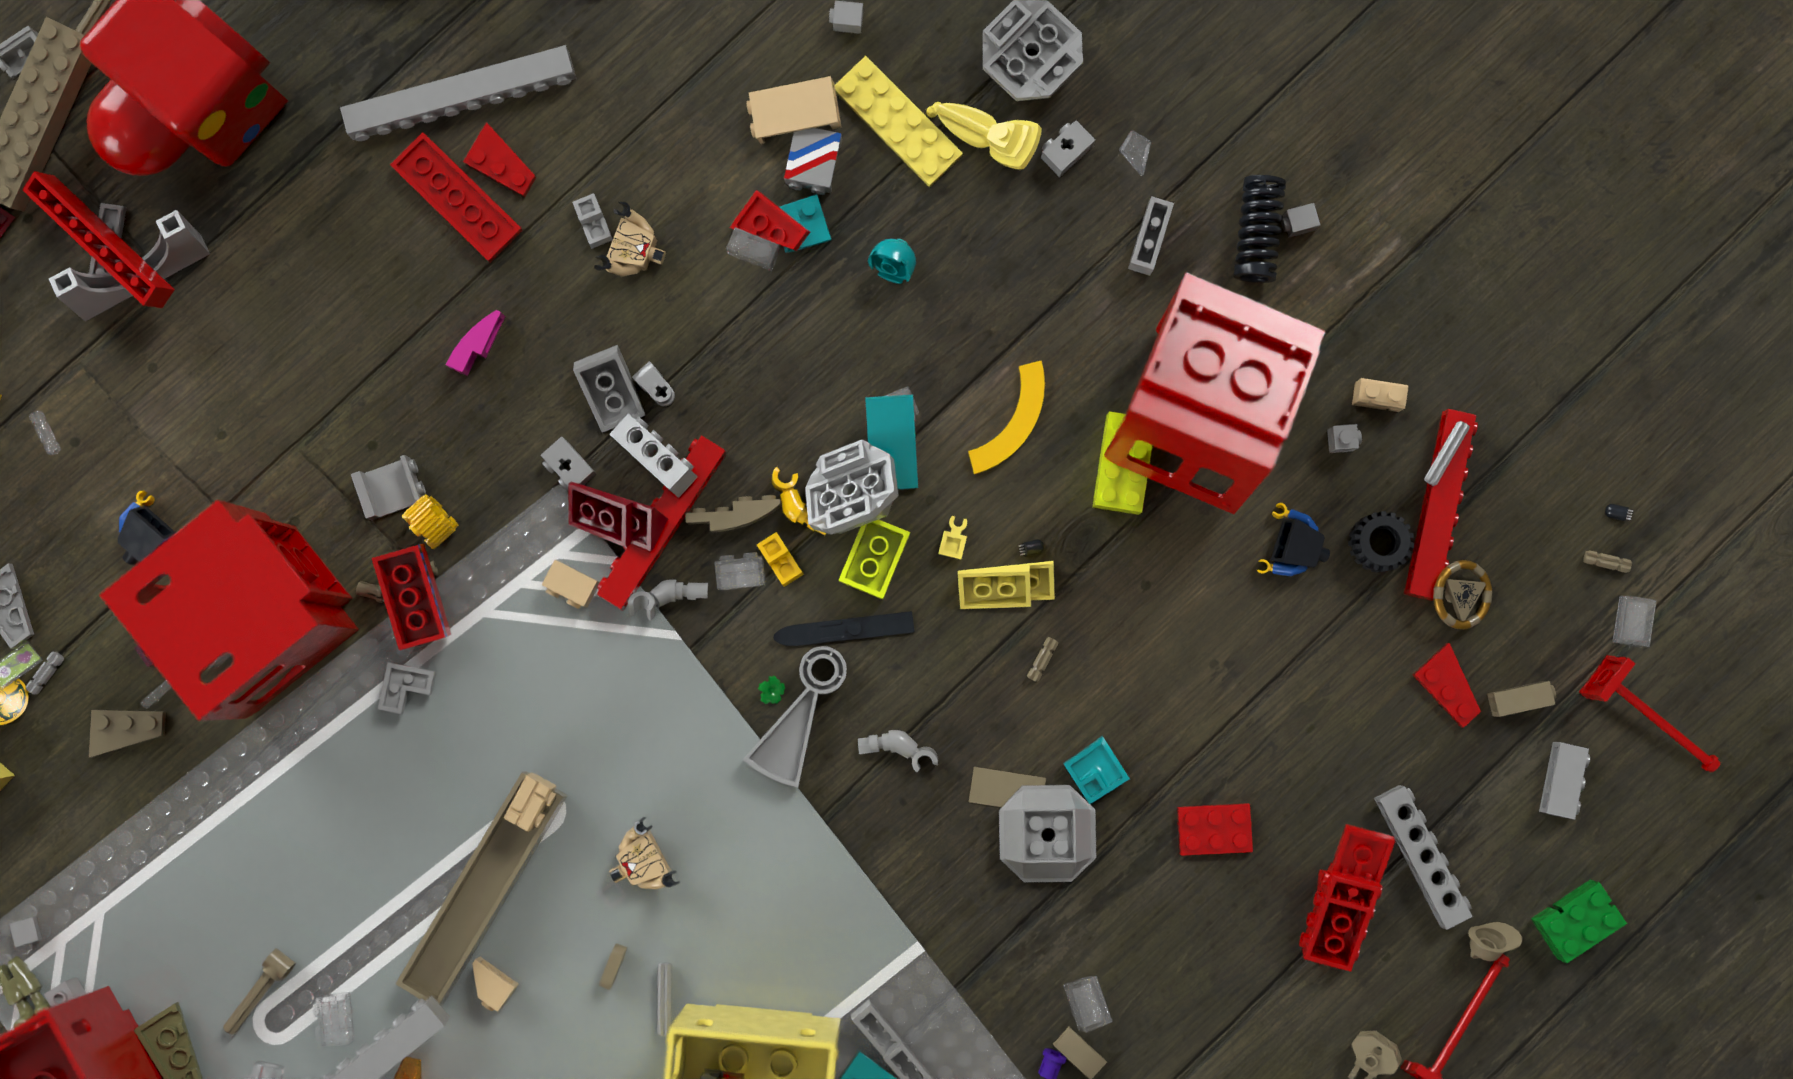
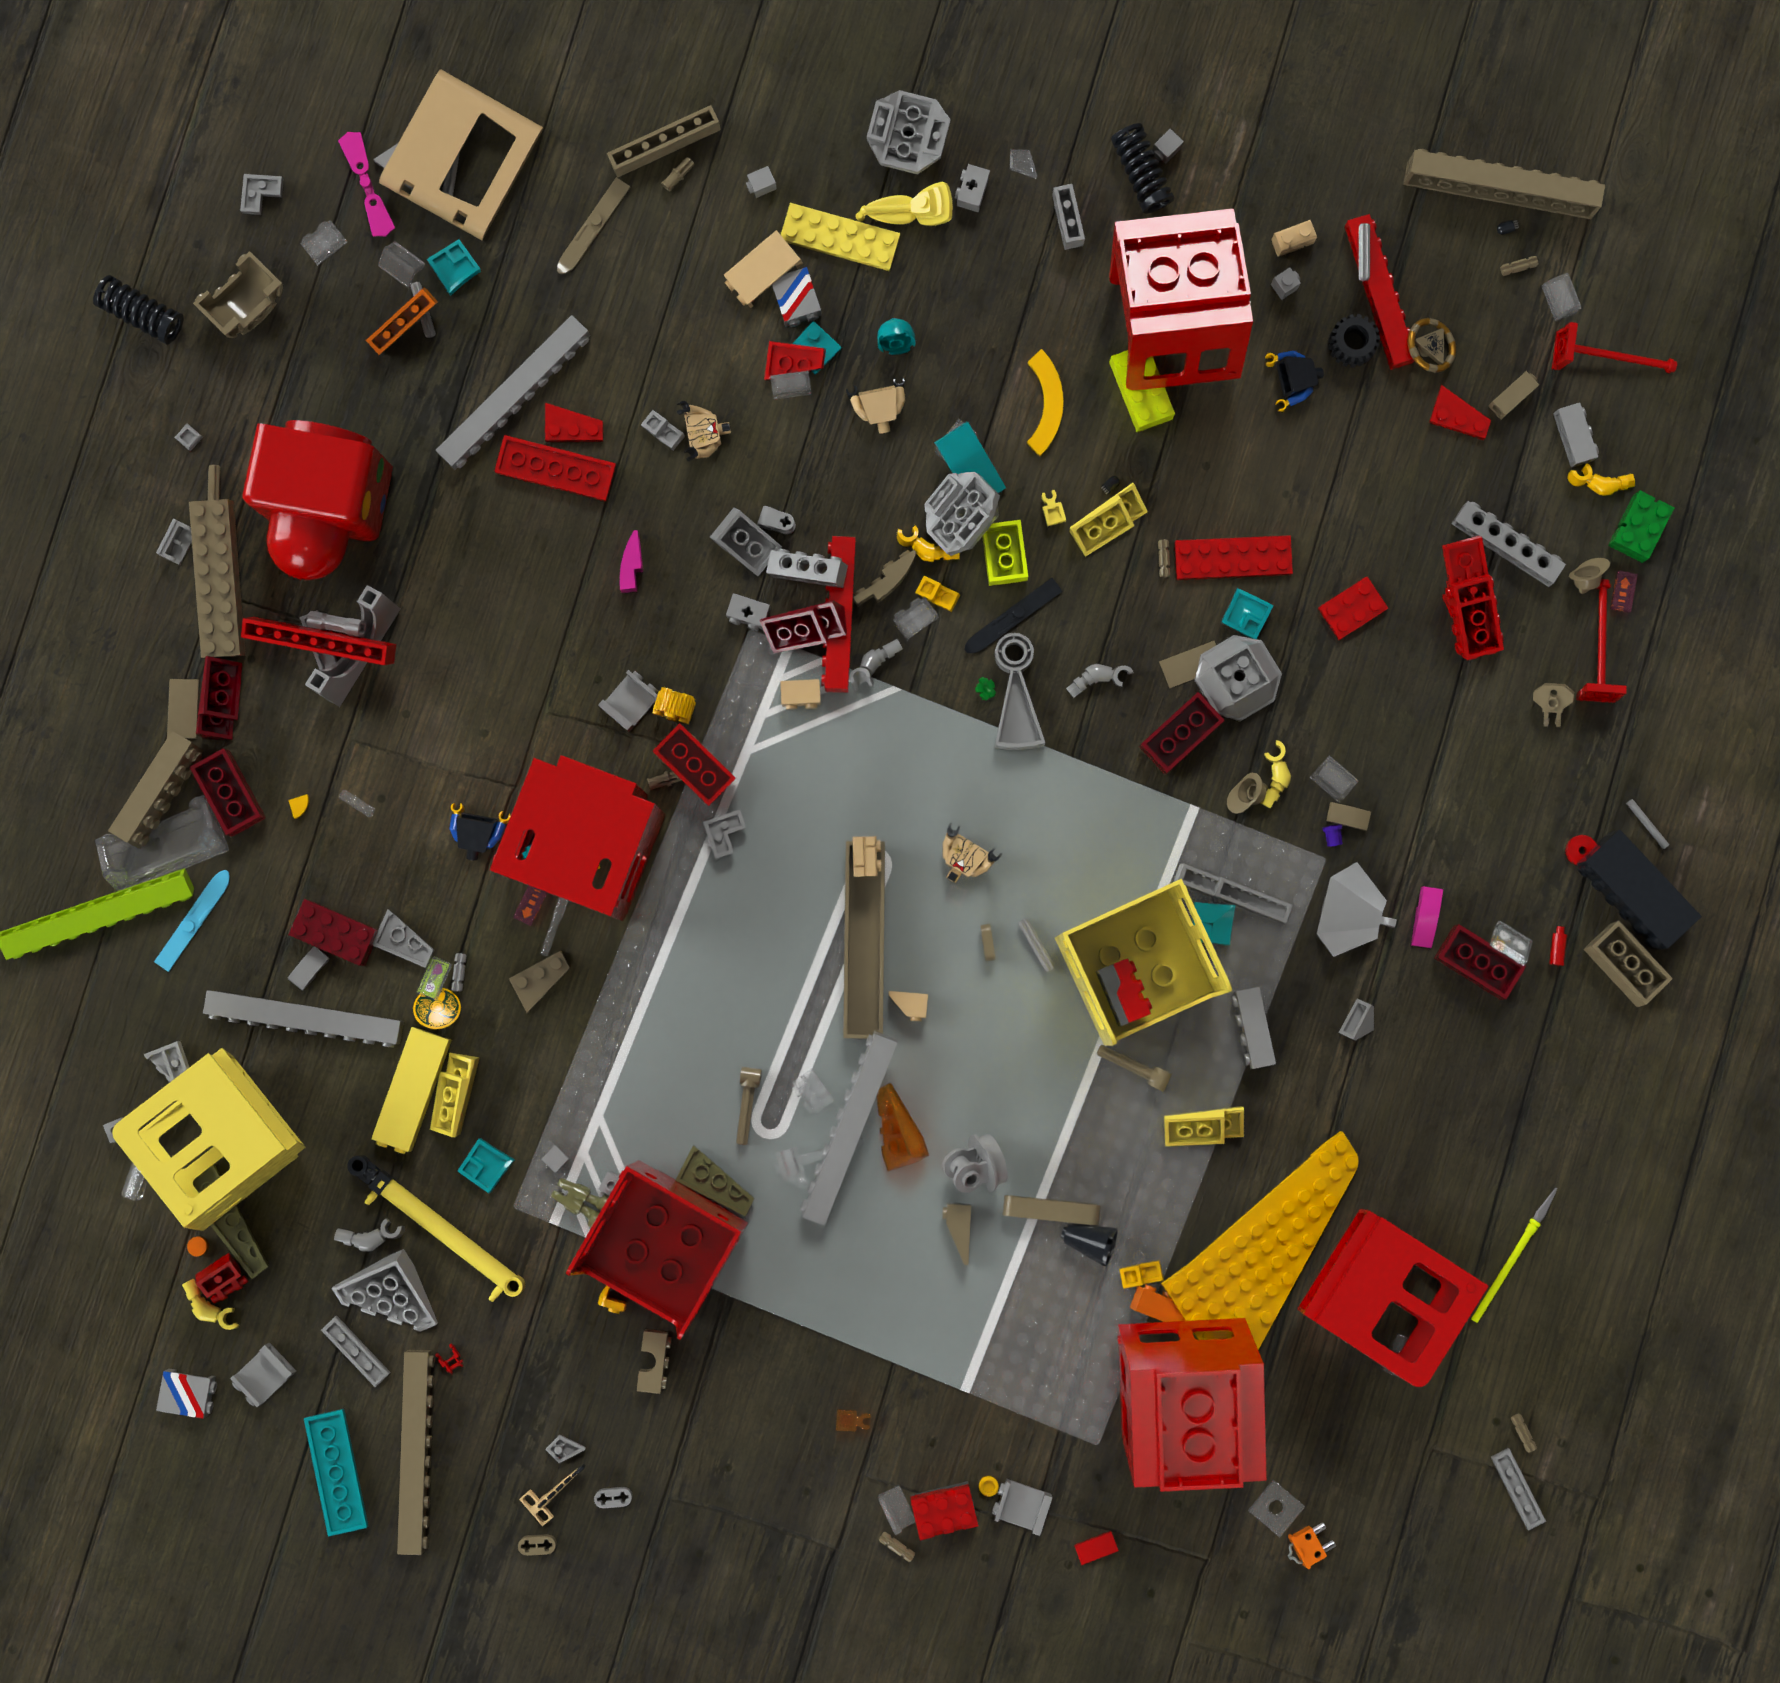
camera: 30 degrees left, 0 degrees up
(118, 221) = (335, 623): none -> light grey axle
(834, 323) = (879, 404): none -> tan torso
(950, 860) = (1181, 733): none -> dark red brick
(983, 965) = (1246, 793): none -> dark tan piece
(1029, 970) = (1280, 776): none -> light yellow piece
(1117, 700) = (1233, 557): none -> red plate
(1519, 979) = (1623, 591): none -> clear pink tile
(1560, 849) = (1599, 484): none -> yellow piece
(1642, 465) = (1504, 184): none -> dark tan brick

